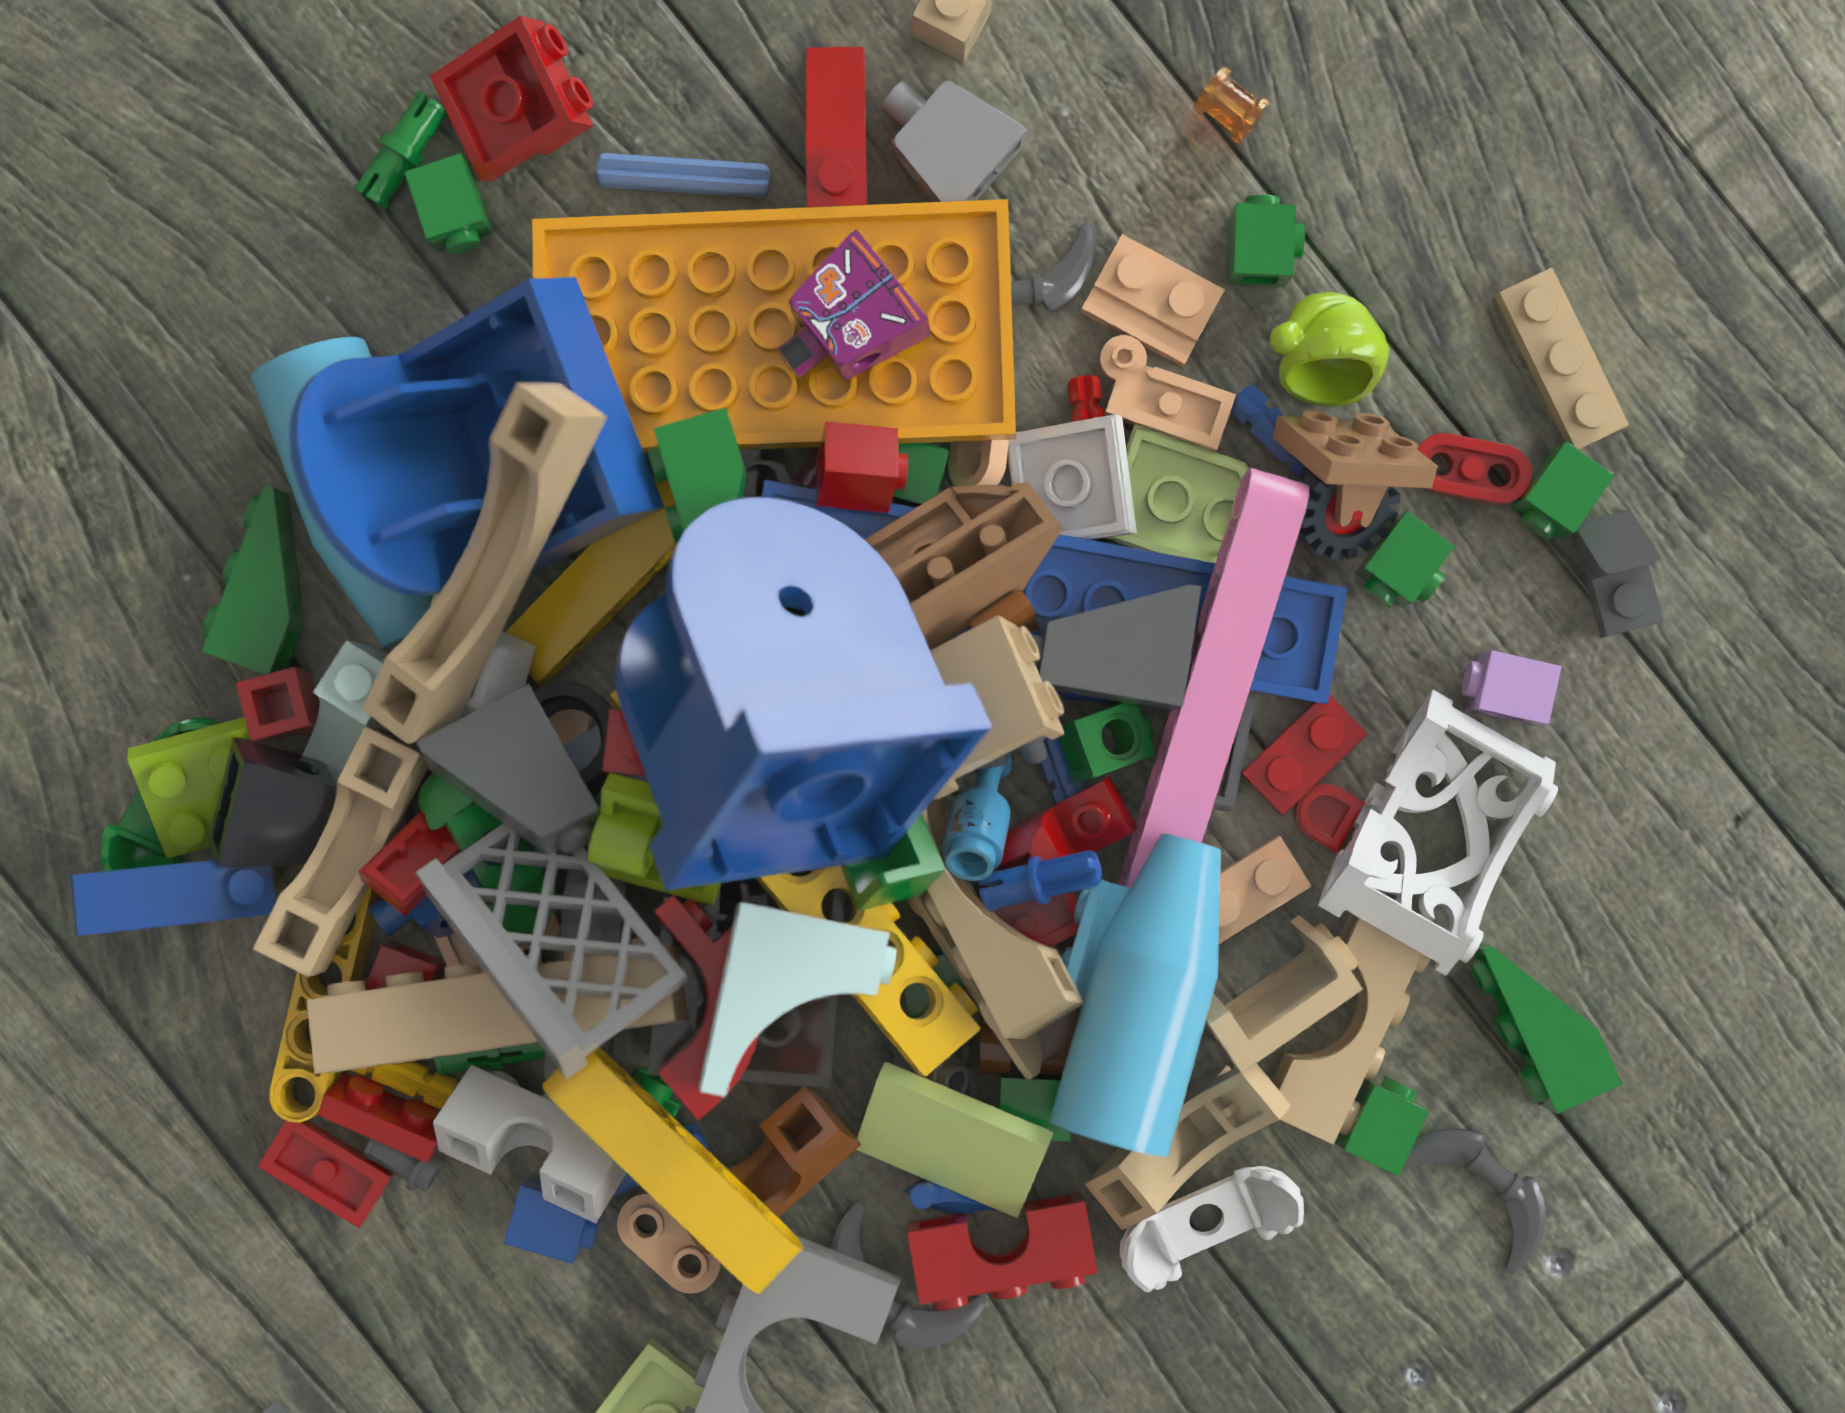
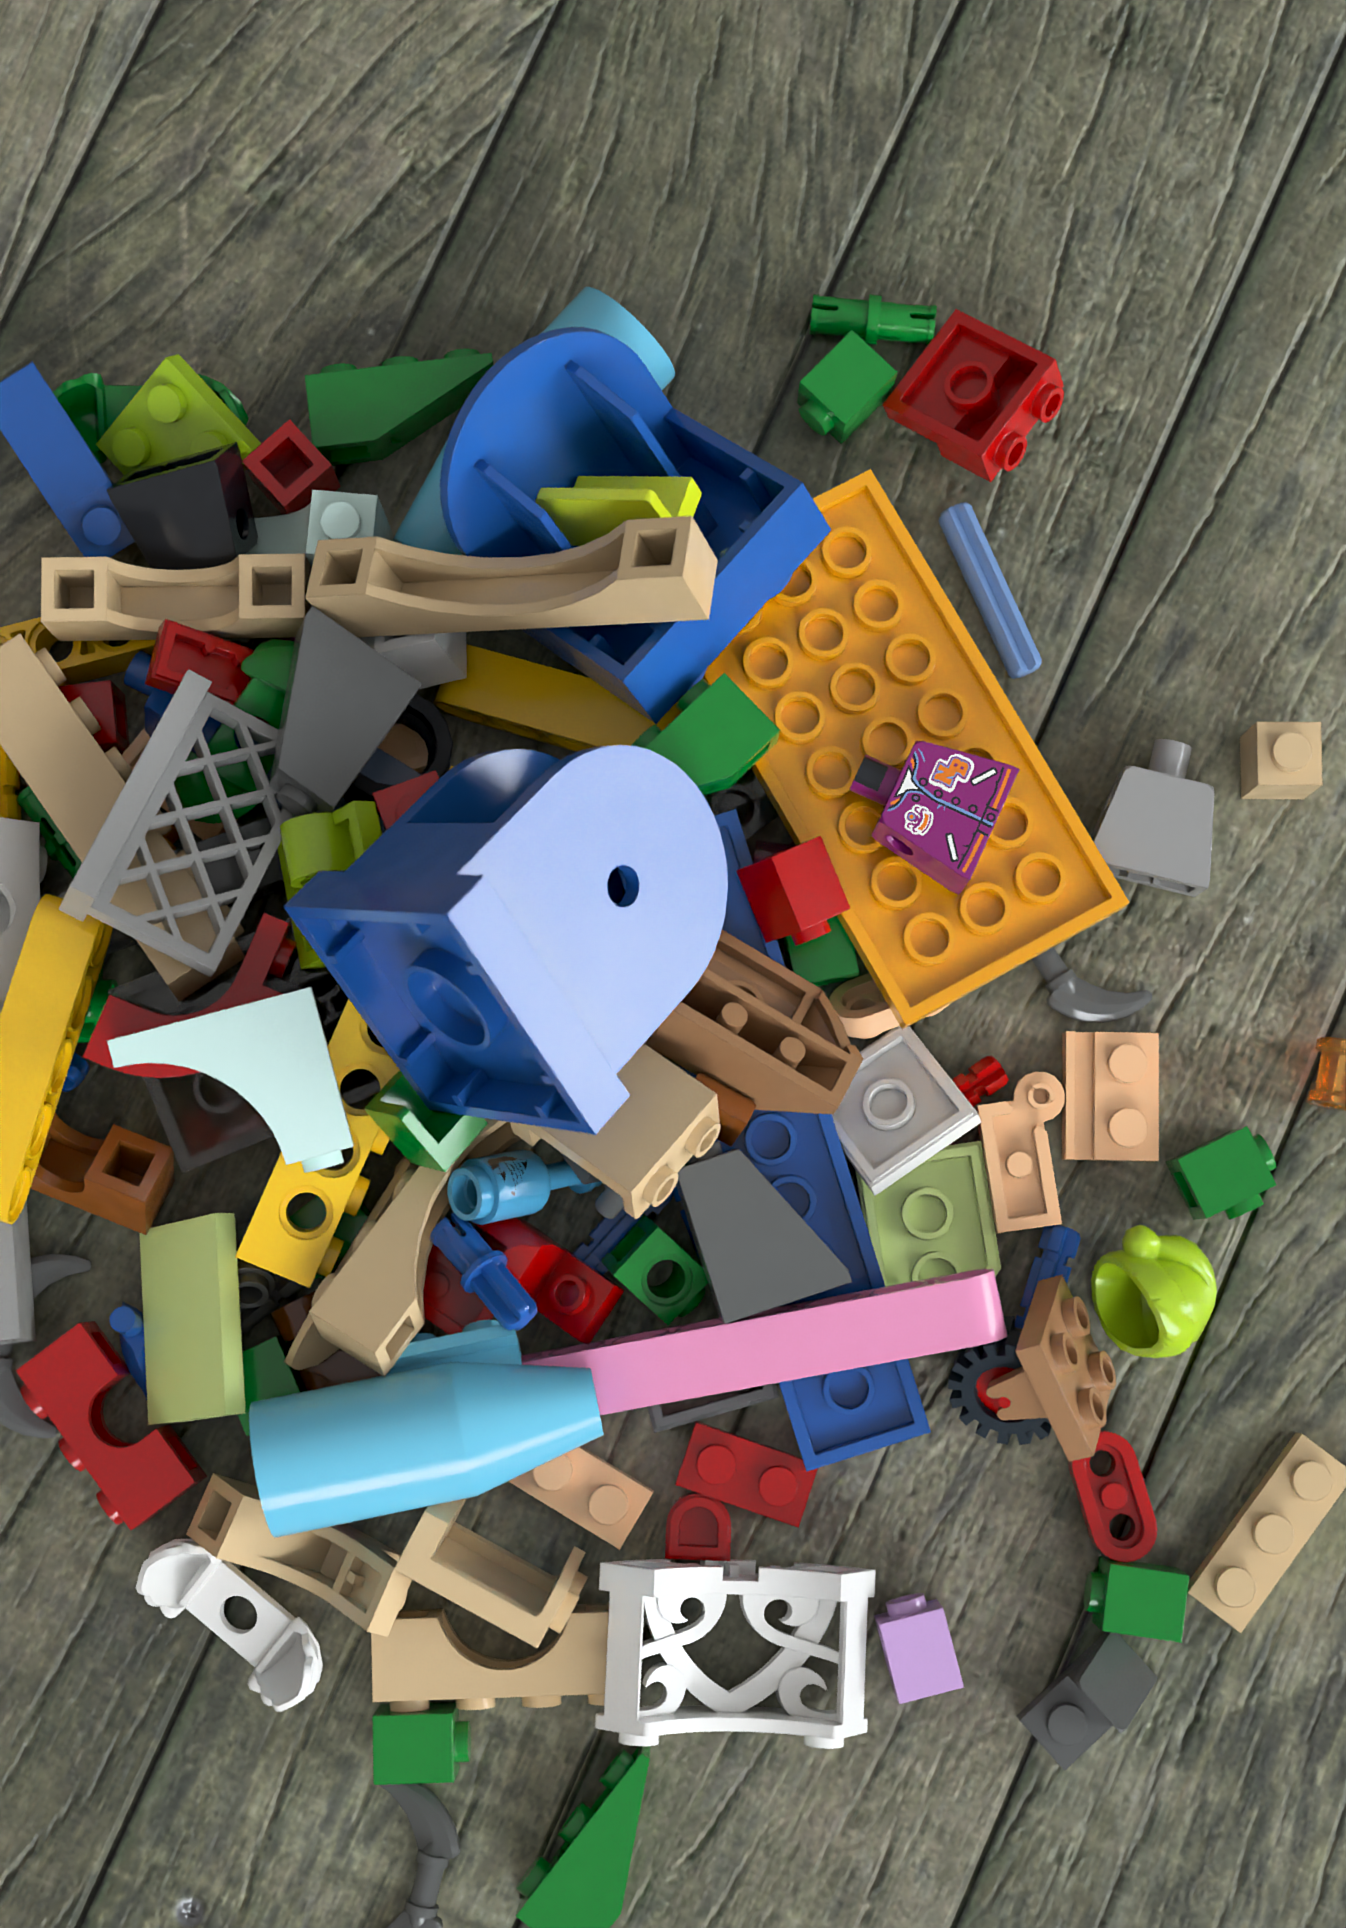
camera: 65 degrees right, 5 degrees down
(460, 450) = (604, 502): none -> neon yellow panel
(836, 127) = (1111, 708): red slope -> none
(1404, 563) = (984, 1477): green brick -> none

